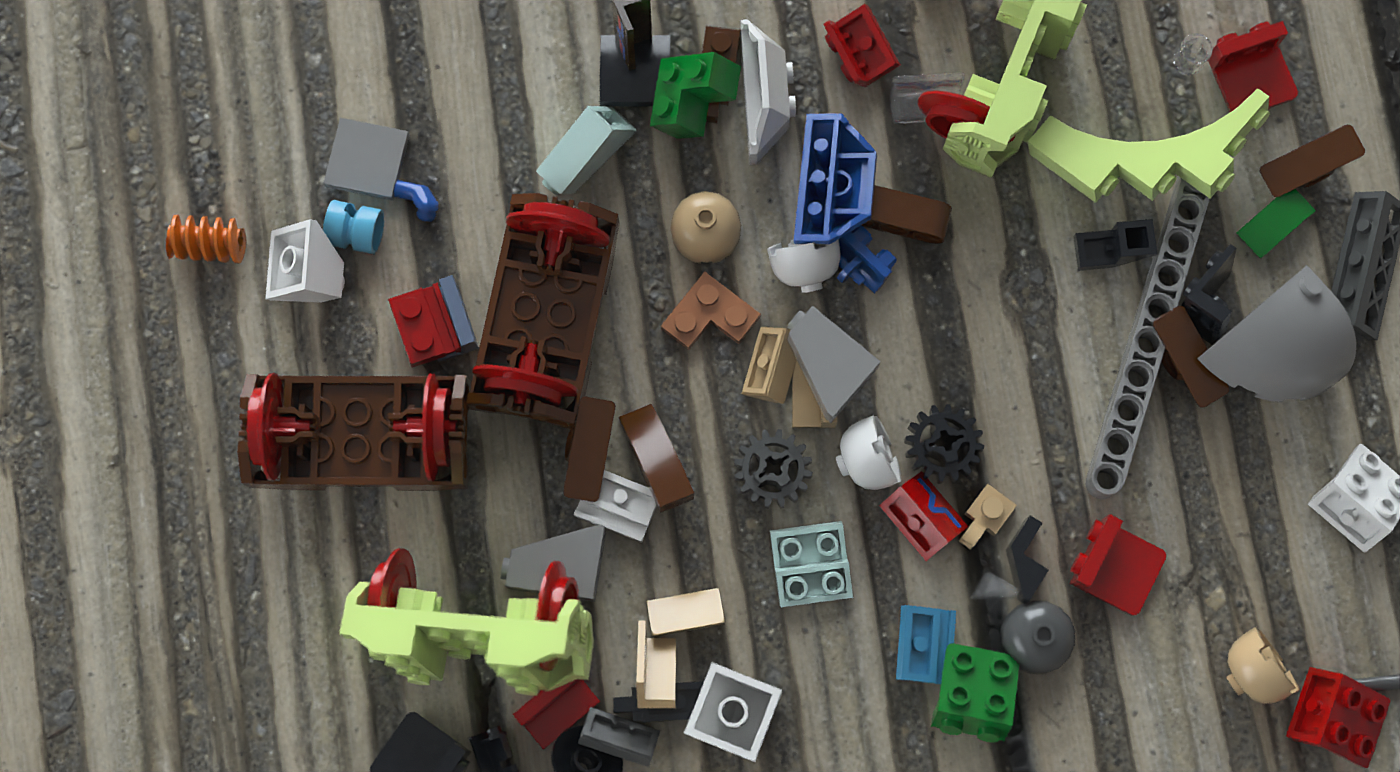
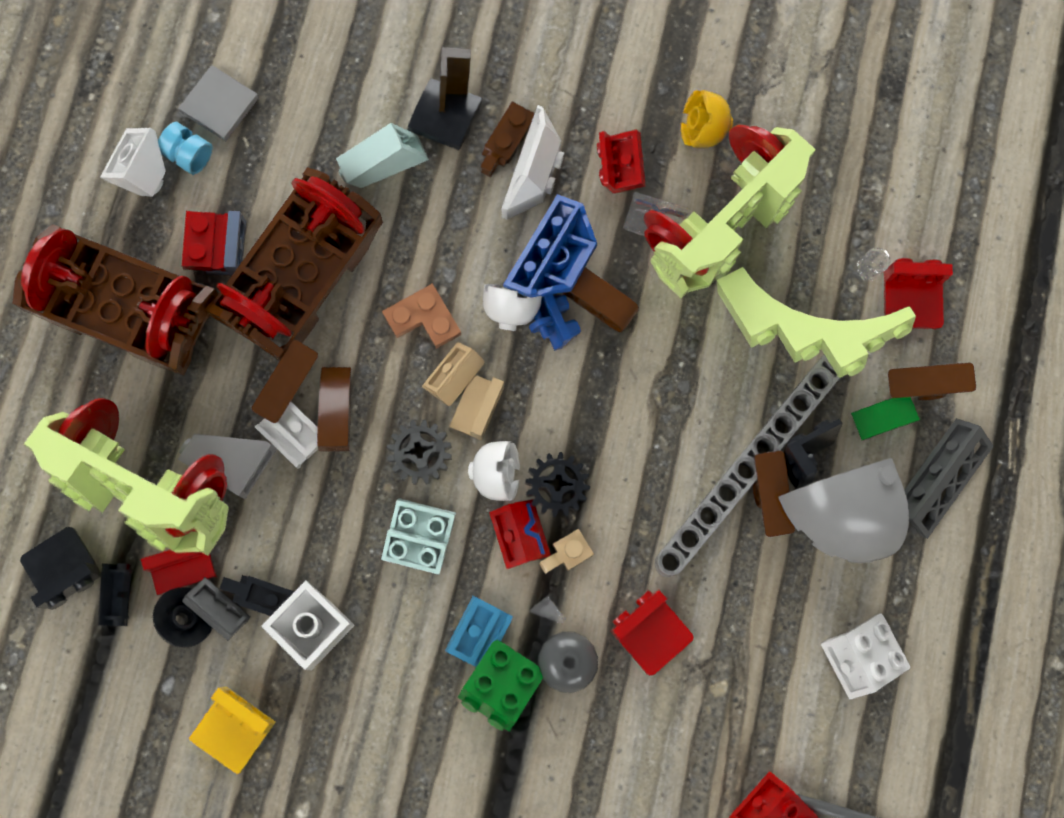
camera: 15 degrees right, 0 degrees up
(205, 240) = (73, 115): orange piece -> none
(421, 196) = (245, 145): blue arm -> none
(655, 670) = (262, 568): tan panel -> none
(685, 612) = (308, 534): slope -> none
(686, 89) = (474, 141): green brick -> none
(705, 227) = (447, 251): tan cylinder -> none
(830, 360) = (493, 387): light grey slope -> none
(1025, 571) = (579, 609): black slope -> none
(1115, 247) = (751, 387): black slope -> none
(1259, 669) = (727, 757): tan cylinder -> none

